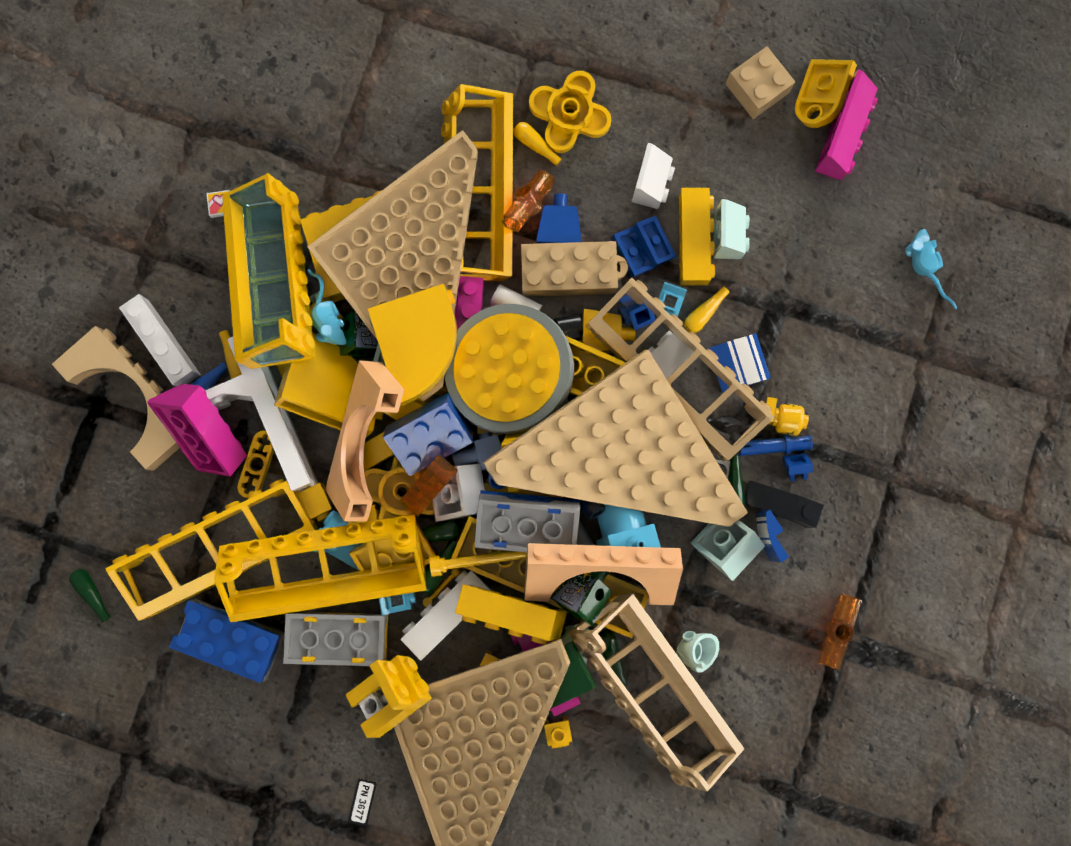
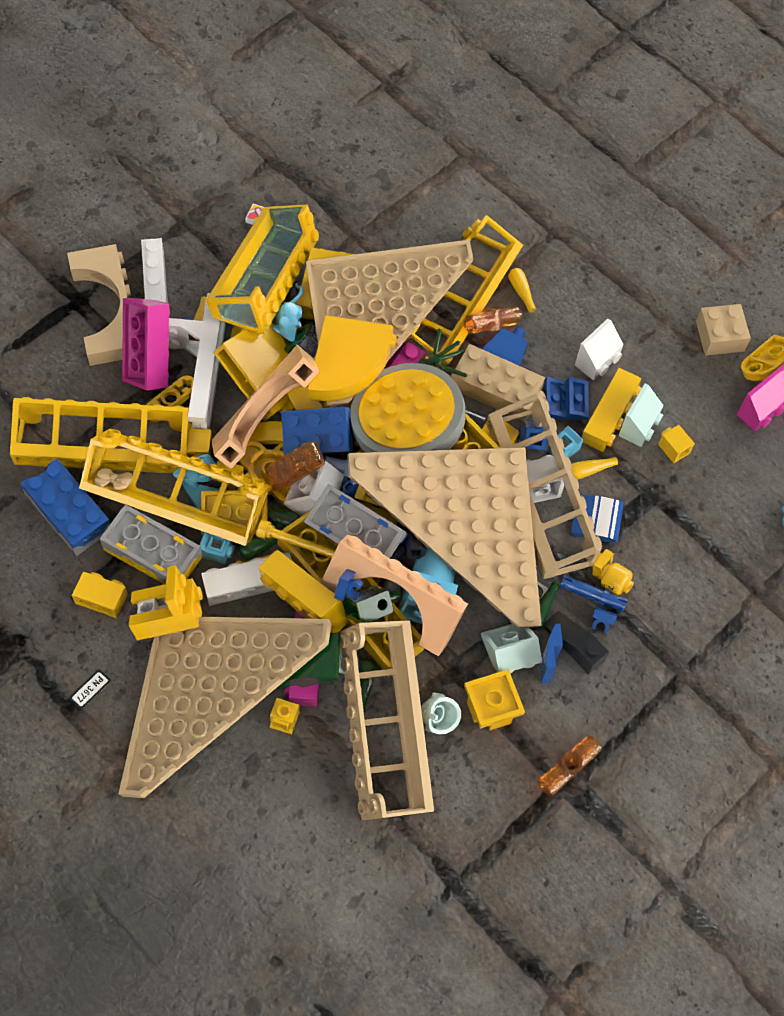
camera: 25 degrees right, 20 degrees down
(265, 591) = (119, 481): none -> tan piece
(315, 710) = (100, 594): none -> yellow brick
(499, 284) = (436, 359): none -> dark green plant
(558, 596) = (346, 584): none -> blue tile
(574, 96) = (561, 280): yellow plant -> none
(741, 610) = (493, 700): none -> yellow panel
(774, 239) = (675, 443): none -> yellow brick

